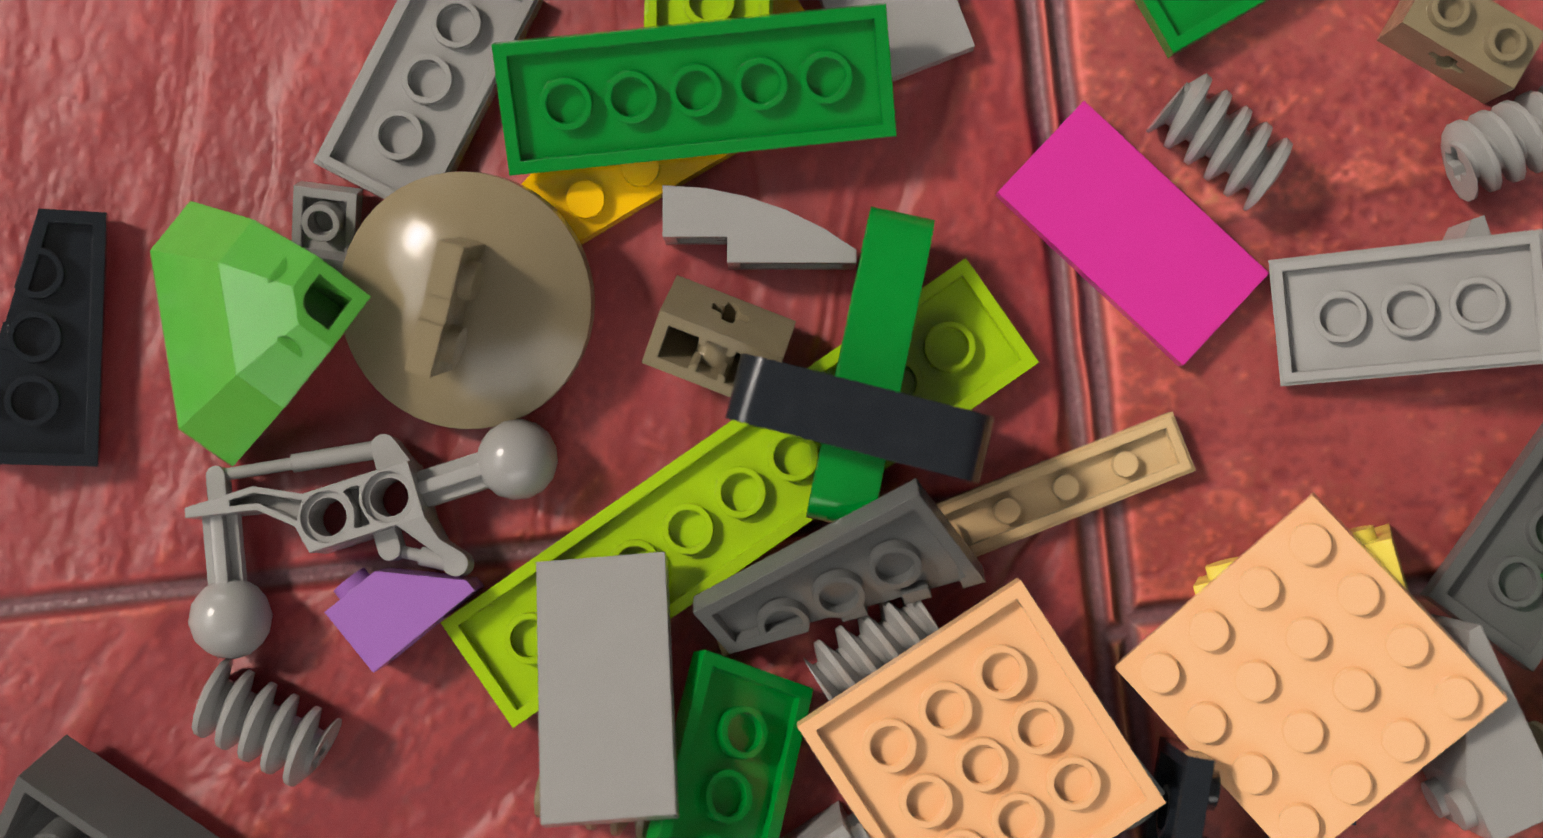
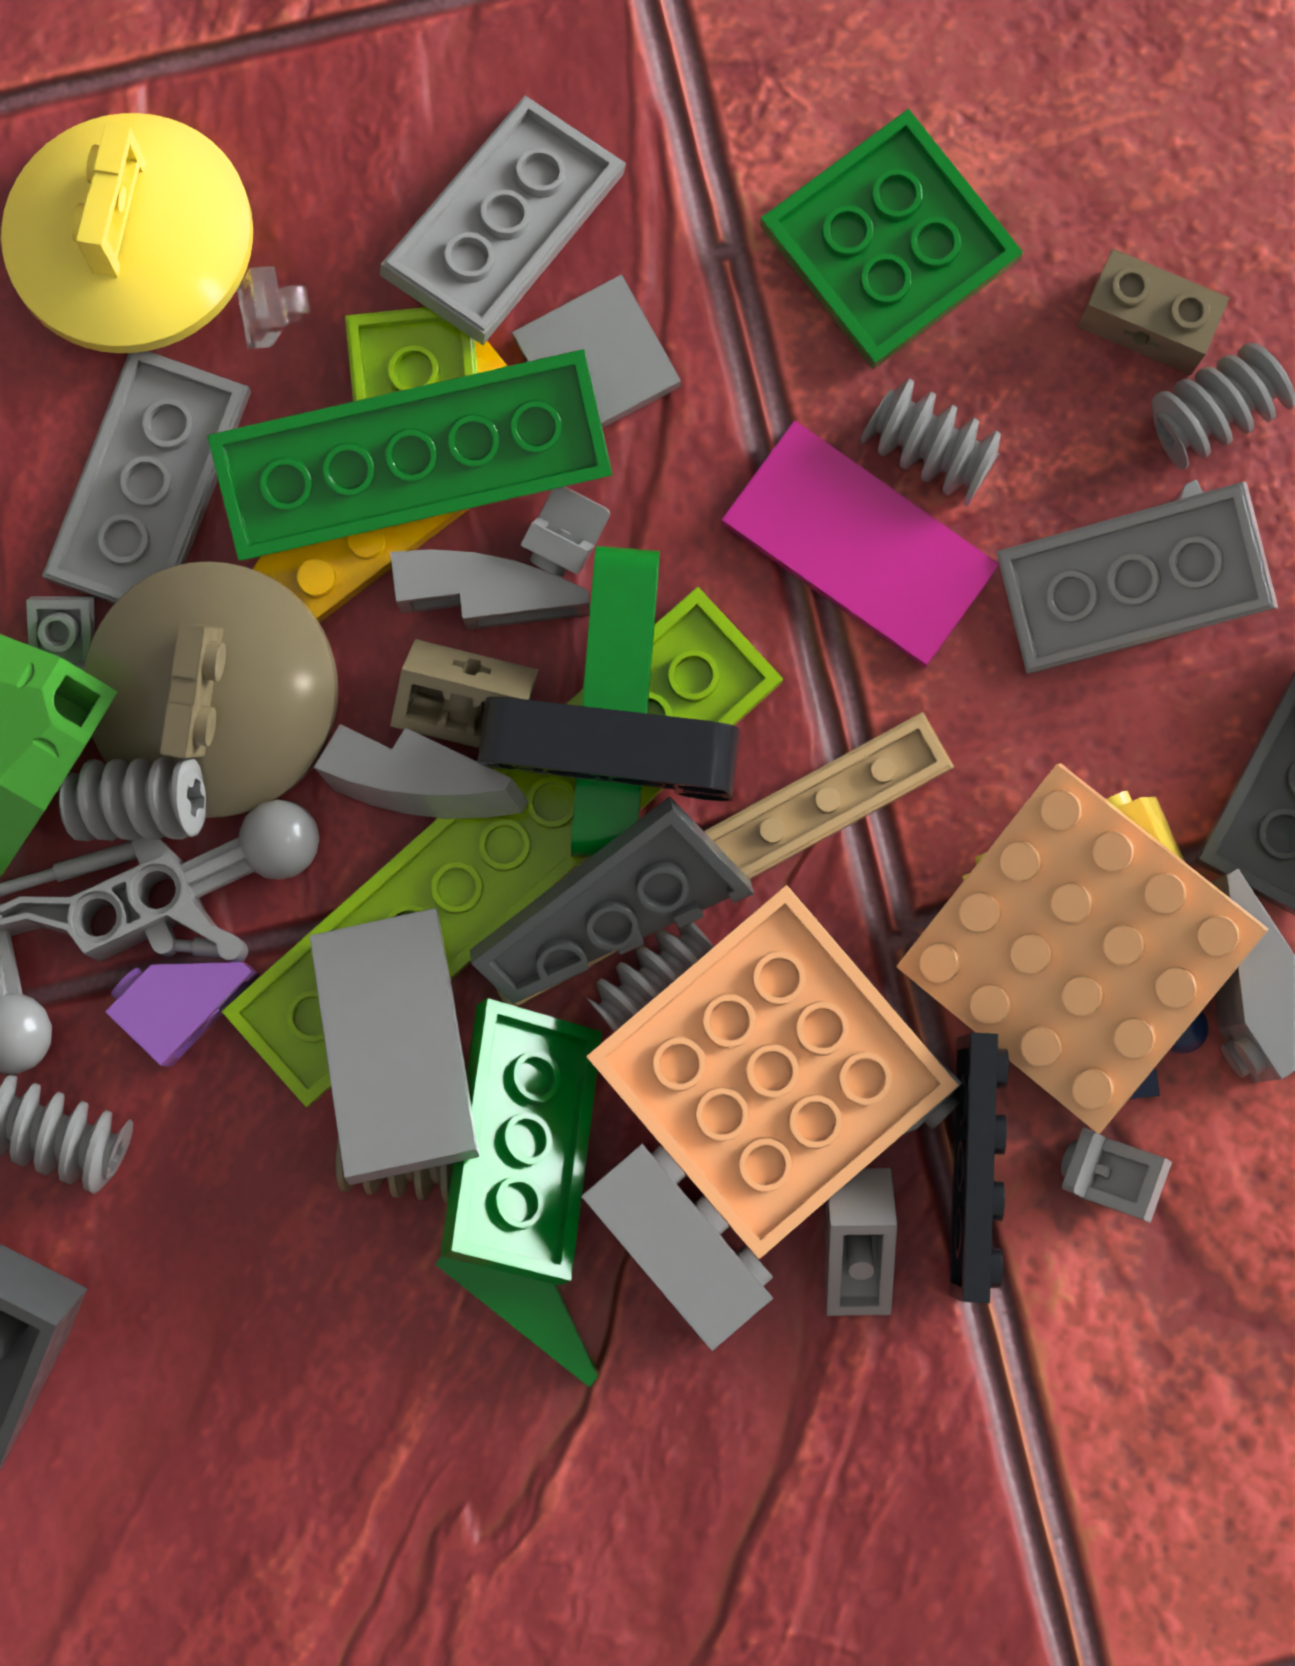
camera: 10 degrees left, 5 degrees down
(375, 406) = (134, 800): none -> light grey piece
(661, 416) = (416, 777): none -> light grey slope
(840, 186) = (565, 532): none -> light grey bracket

